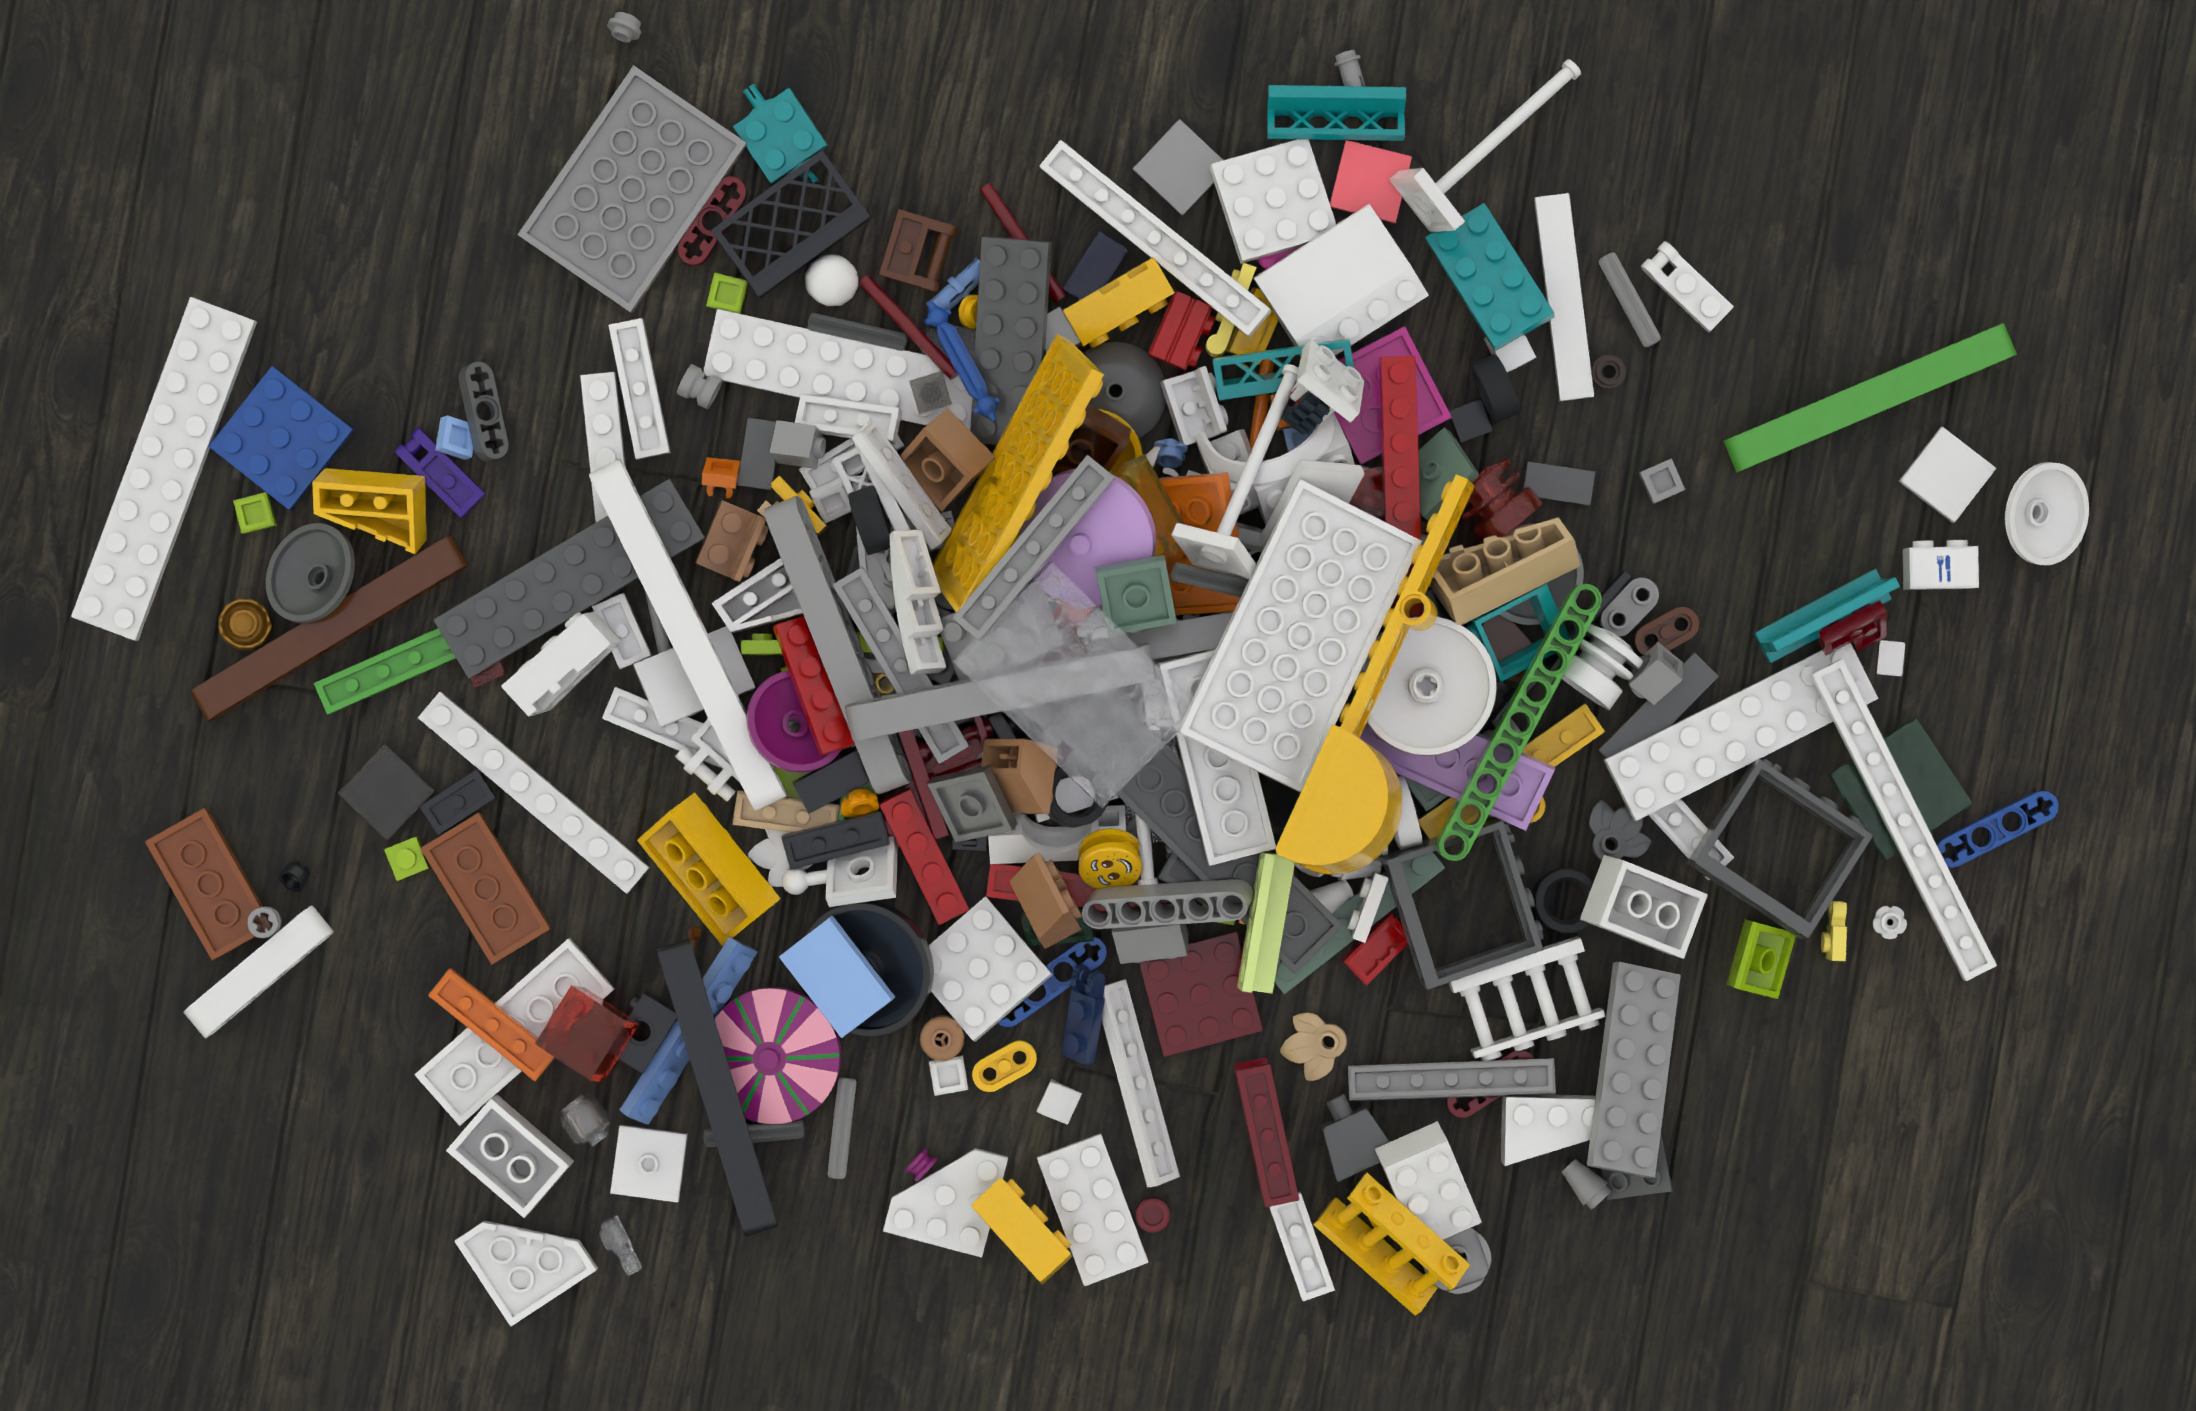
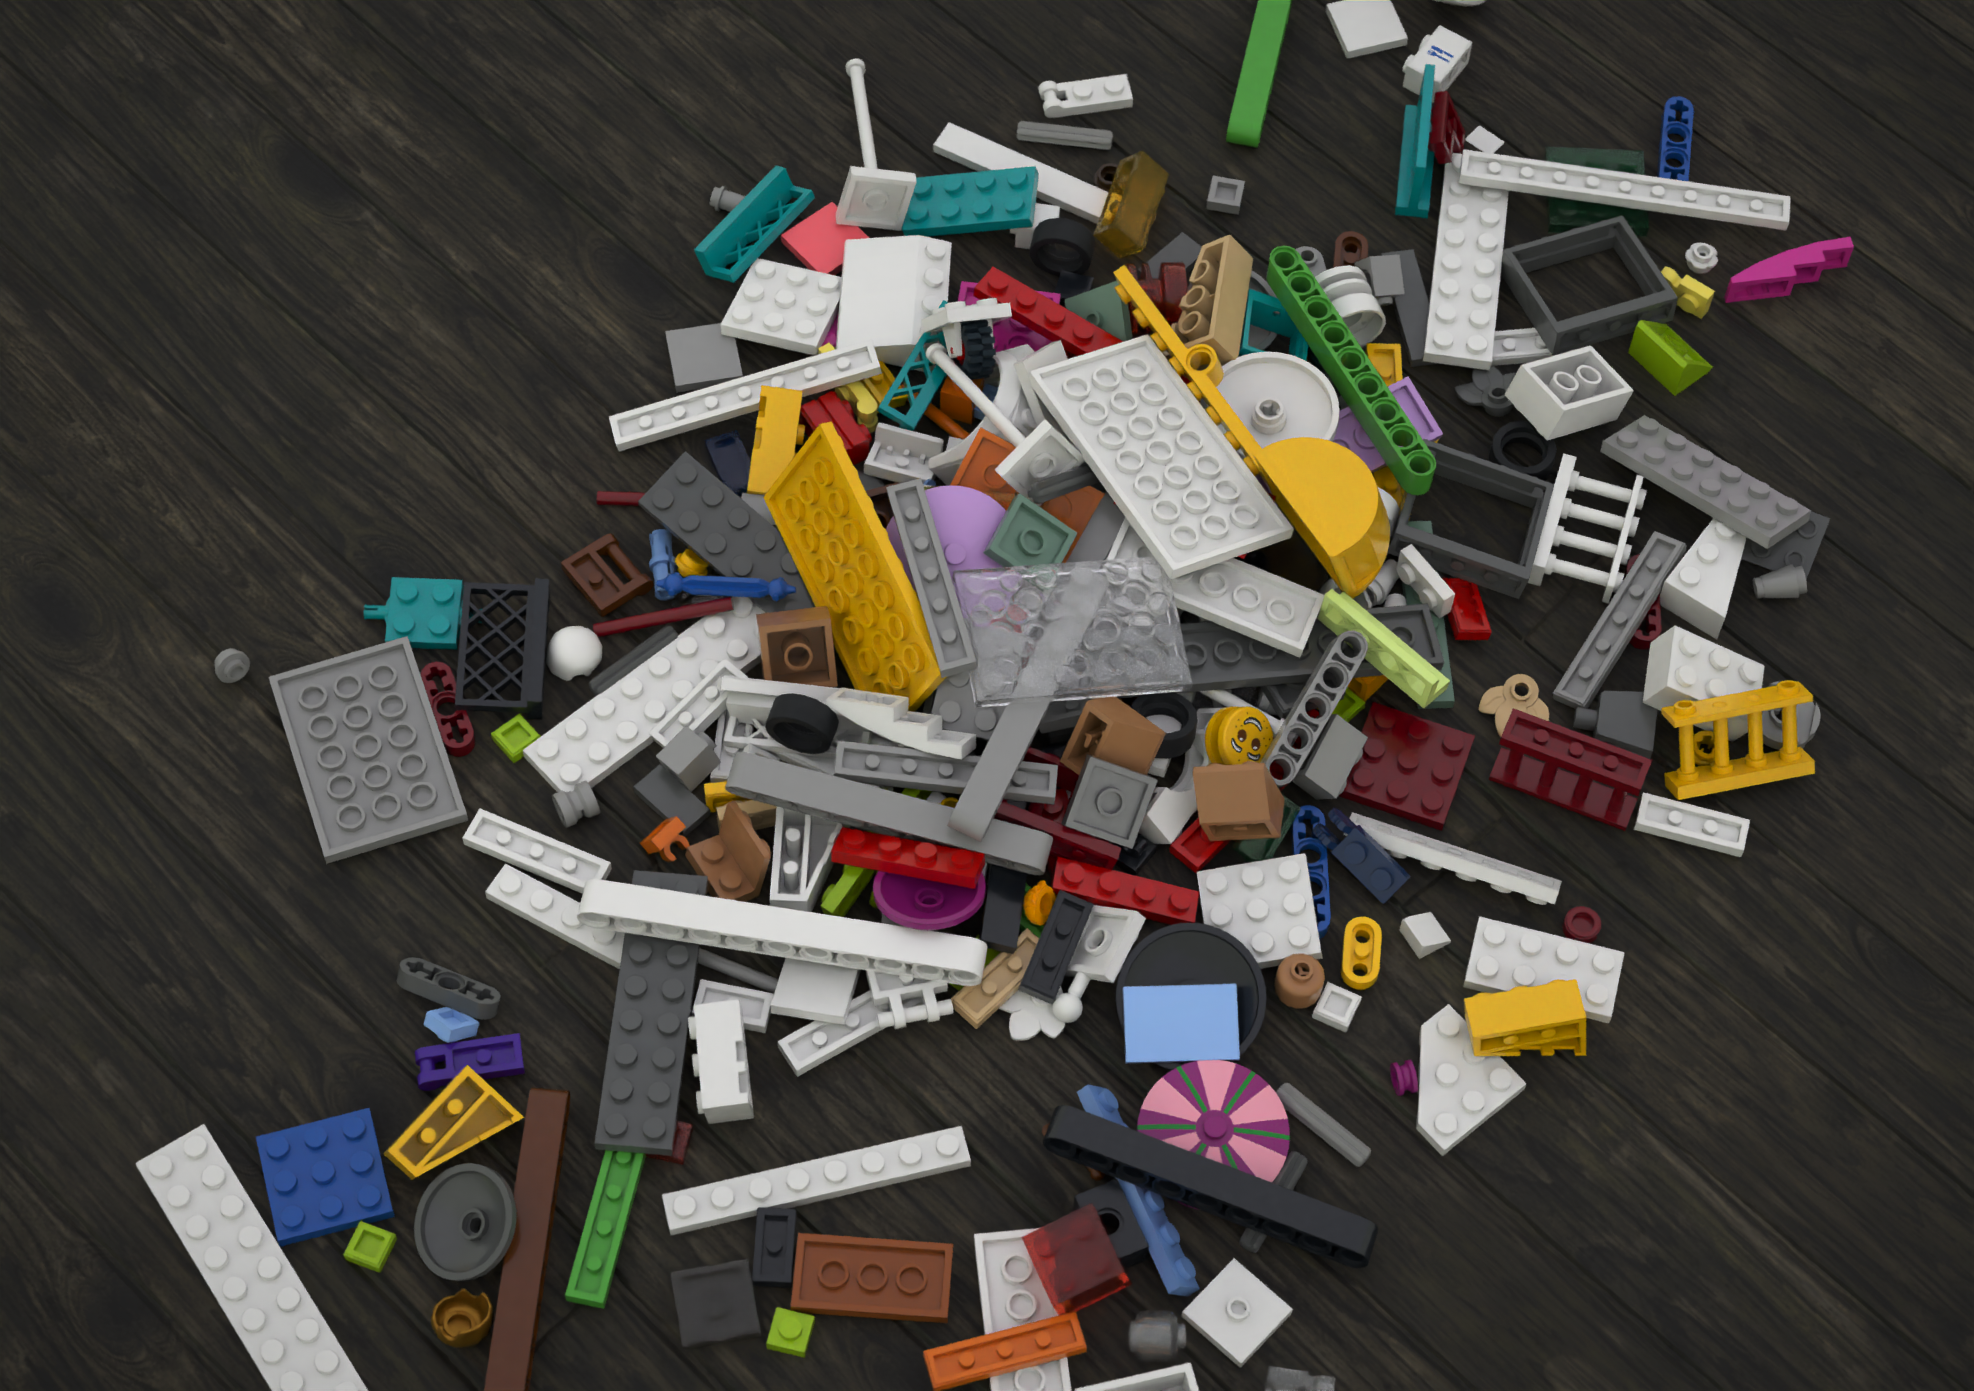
camera: 55 degrees left, 30 degrees down
(708, 868) = (1000, 1075): yellow slope -> none
(930, 392) = (731, 627): clear smoke plate -> none
(1586, 413) = (1131, 205): none -> clear yellow brick
(1914, 1000) = (1780, 272): none -> dark pink slope

